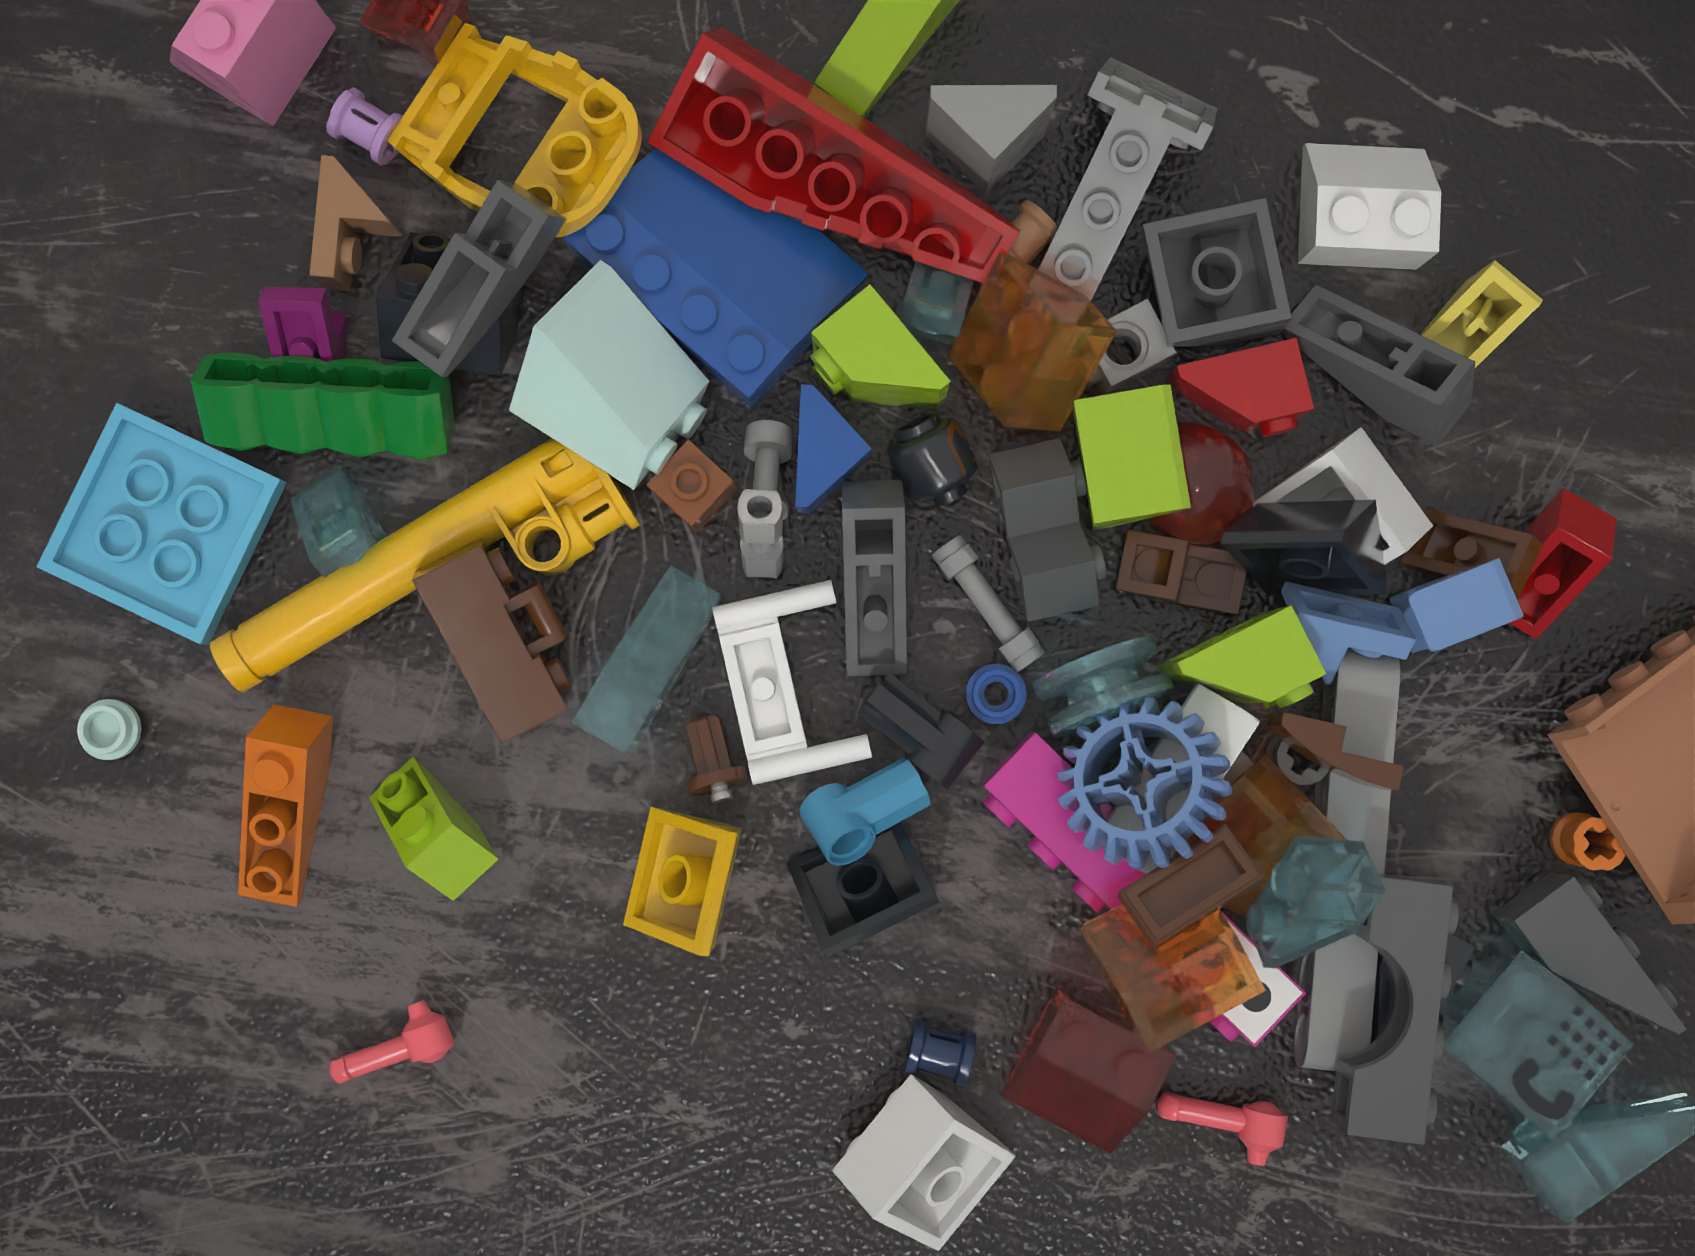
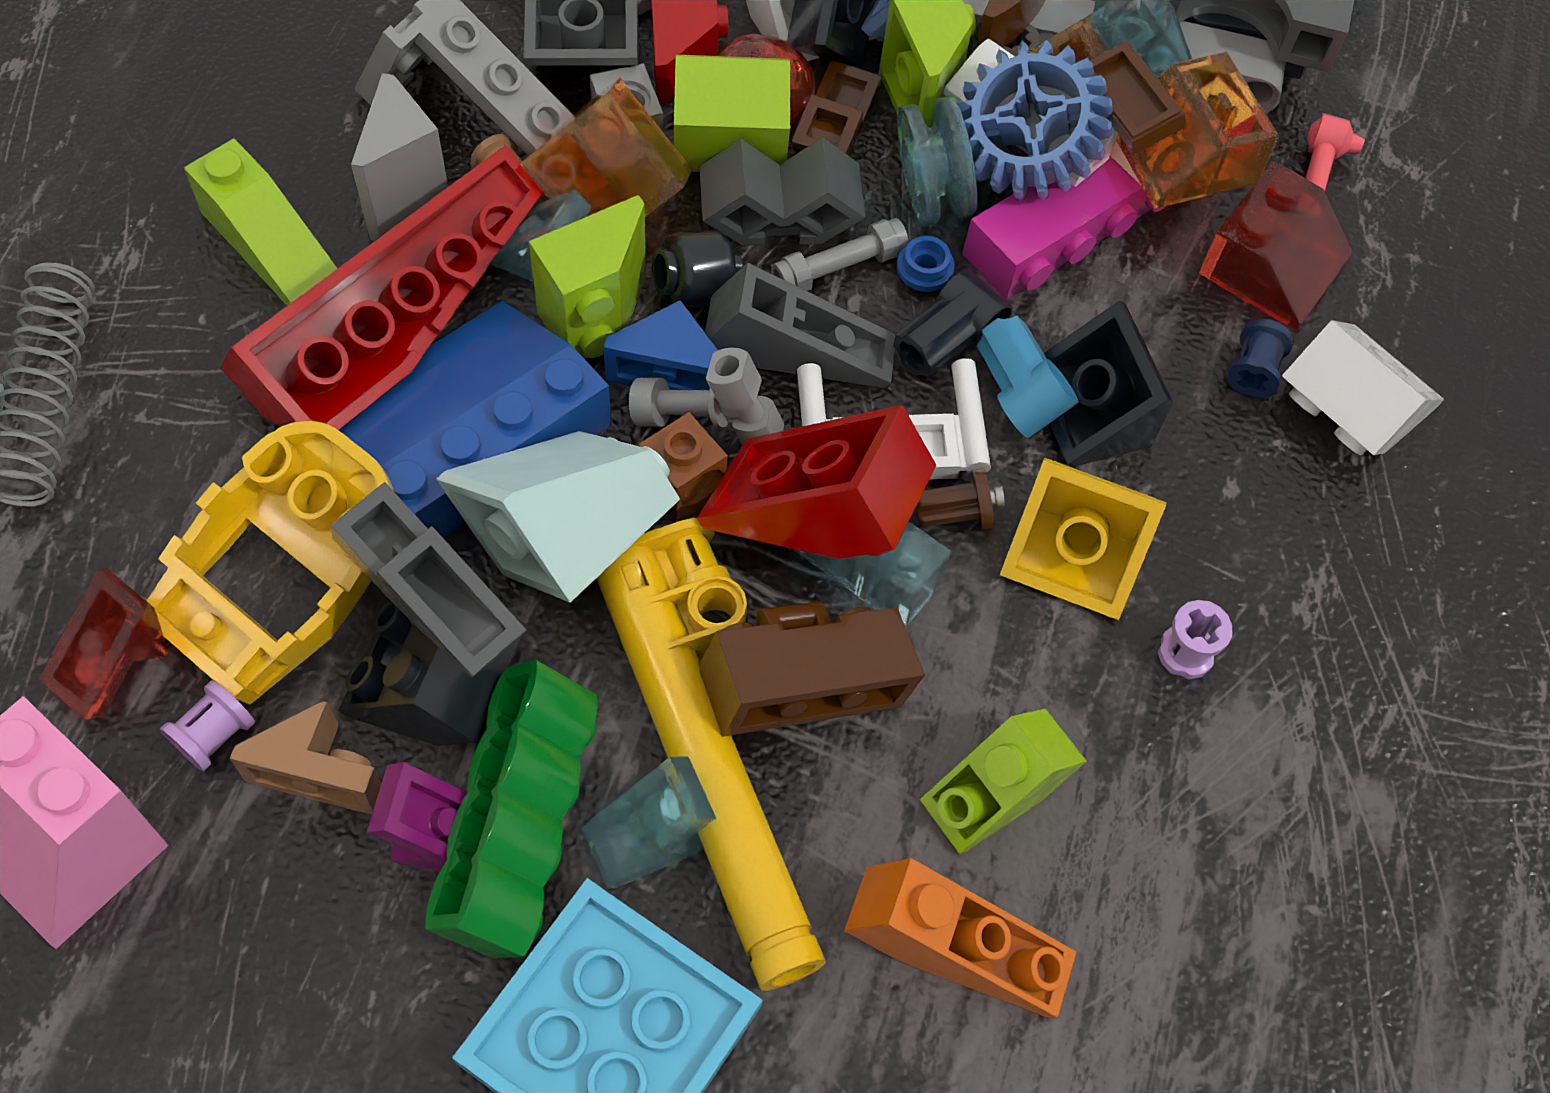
camera: 90 degrees left, 25 degrees down
(422, 1039) = (1234, 828): coral piece -> none
(600, 1015) = (1191, 632): none -> lavender bush
(662, 620) = (825, 485): none -> red slope

